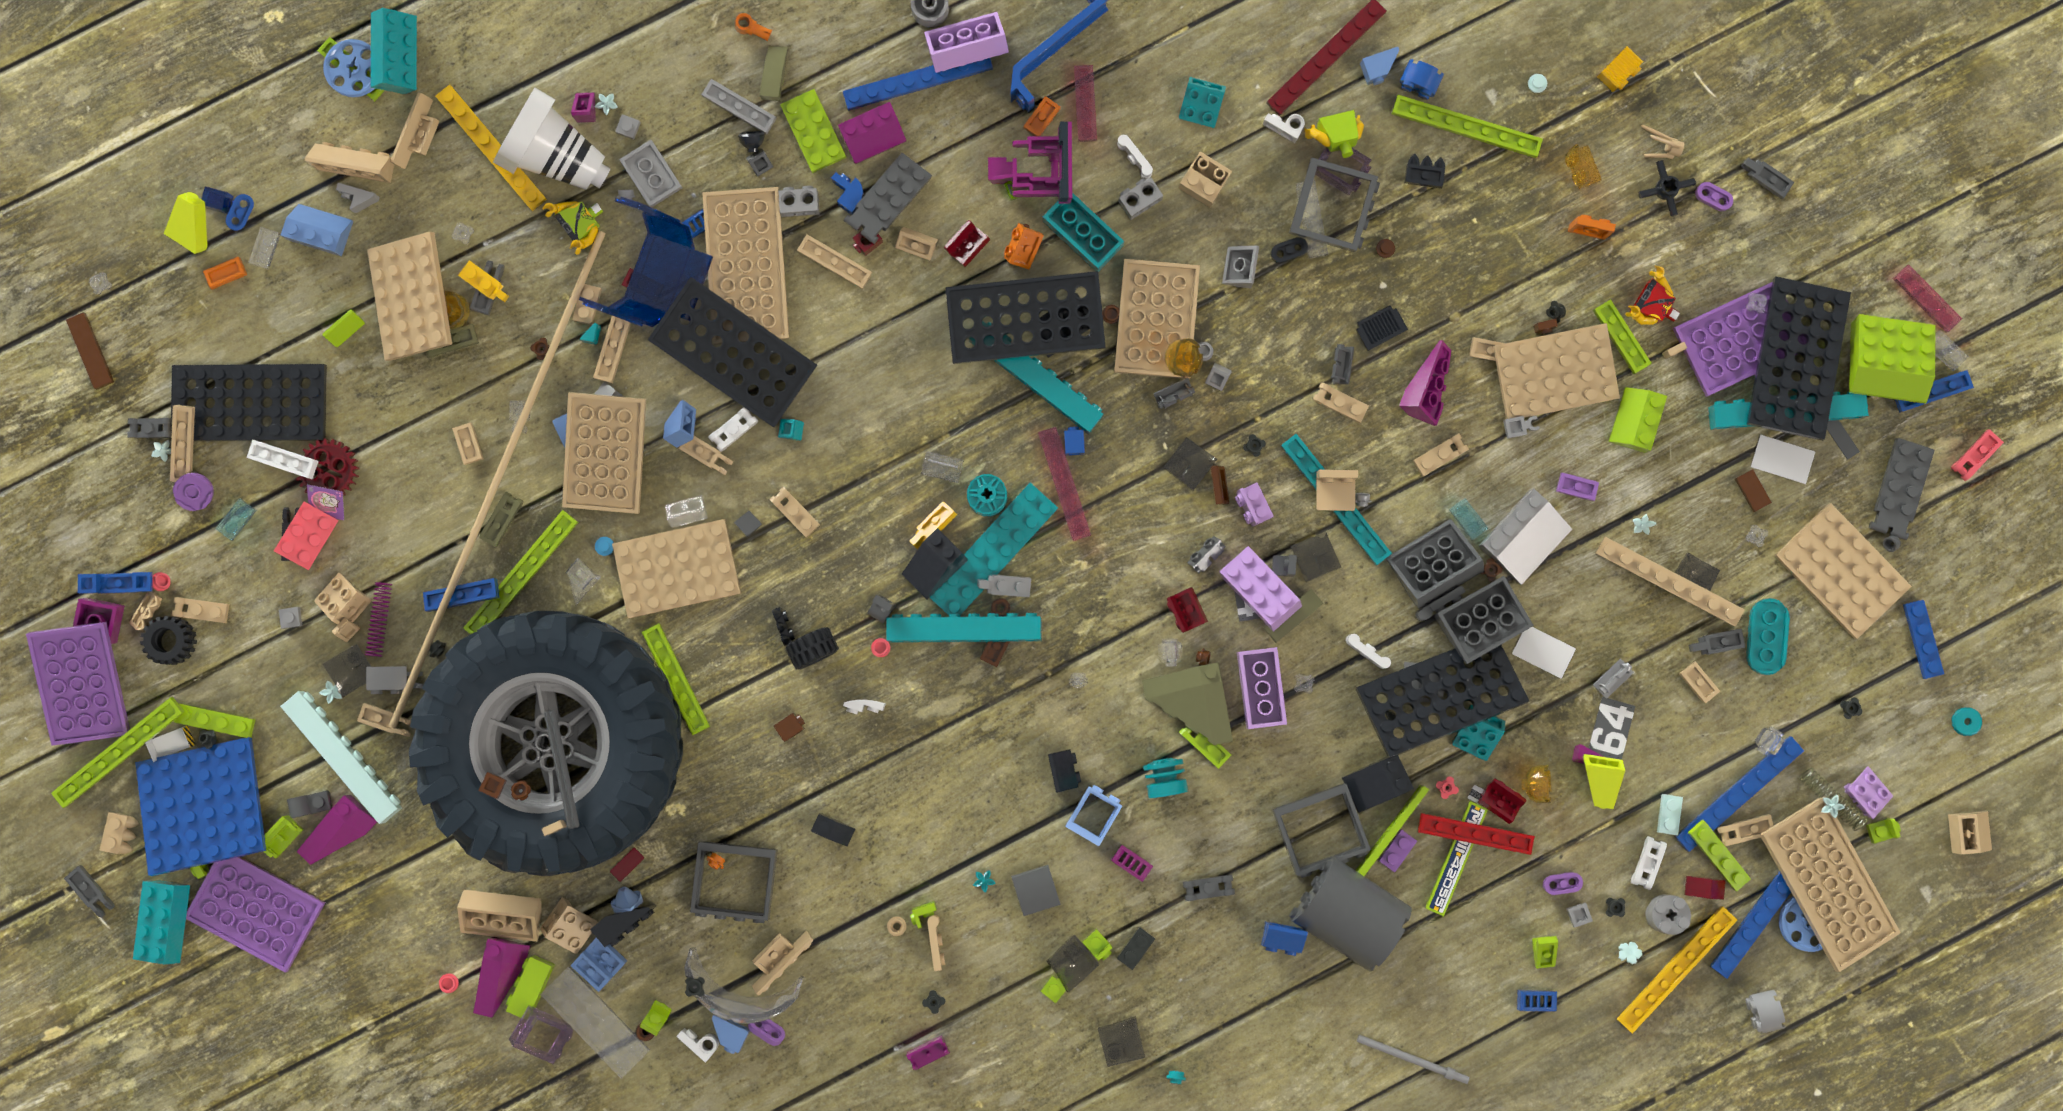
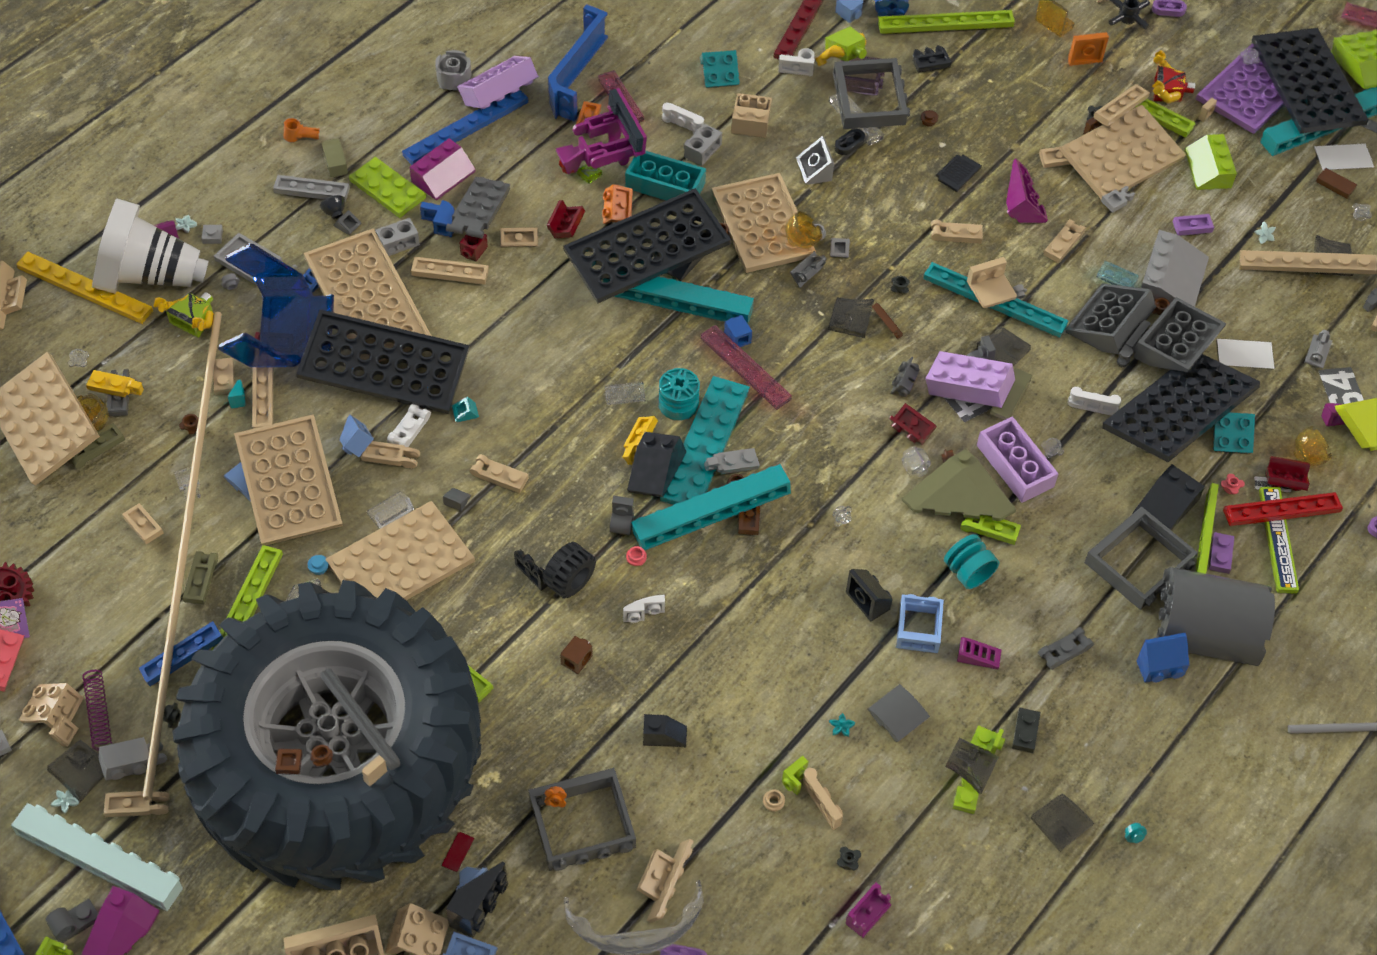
camera: 25 degrees left, 30 degrees down
(689, 987) = (589, 923): pearl dark grey plate -> none
(1254, 504) = (924, 325): lavender bracket -> none
(1342, 368) = (942, 202): dark grey hinge -> none
(1583, 318) = (1121, 105): none -> tan plate

